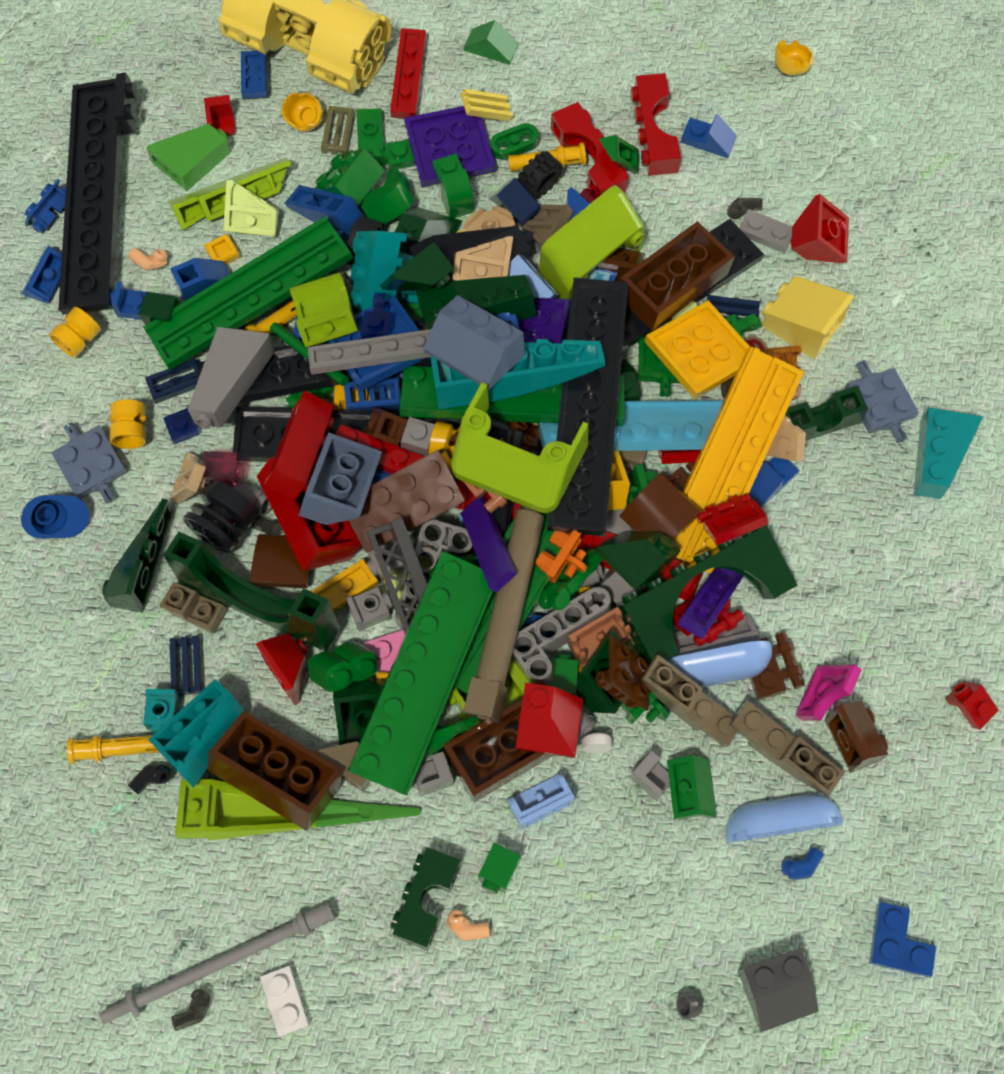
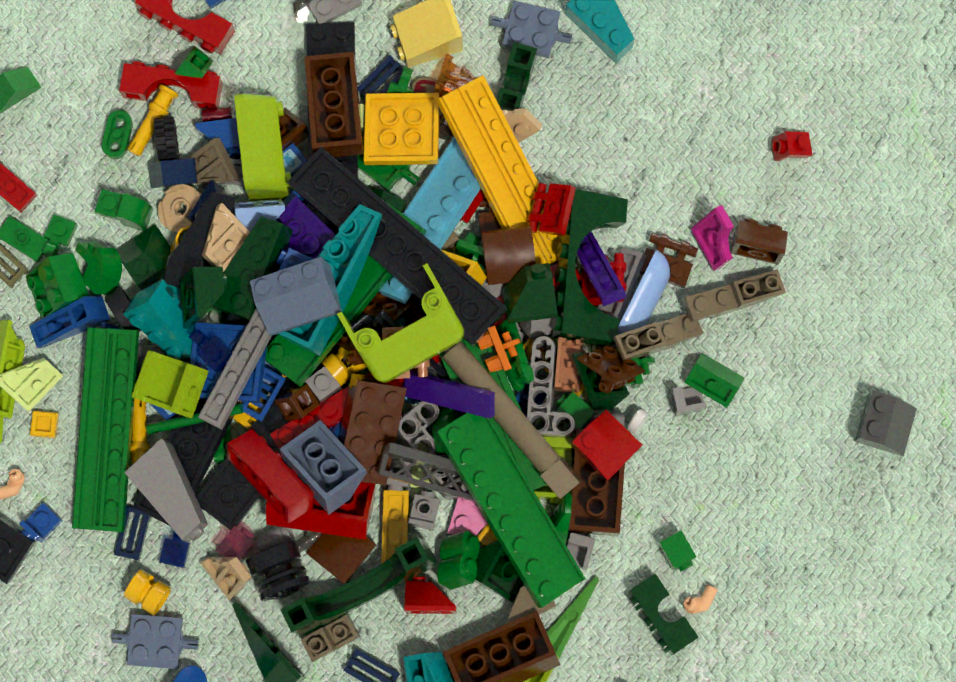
camera: 50 degrees left, 10 degrees up
(76, 330) = (37, 583): yellow wheel -> none
(157, 307) = (65, 506): dark green panel -> none
(197, 275) = (61, 457): blue slope -> none
(445, 134) = (76, 184): dark purple plate -> none
(486, 101) = (87, 124): light yellow tile -> none
(541, 801) = (649, 489): light blue hinge -> none
(689, 1005) = (852, 494): dark grey hinge -> none
(771, 479) = (536, 155): blue slope -> none
(782, 817) = (775, 334): light blue brick -> none
(802, 868) = (820, 345): blue arm -> none
(892, 949) = (907, 328): blue plate -> none

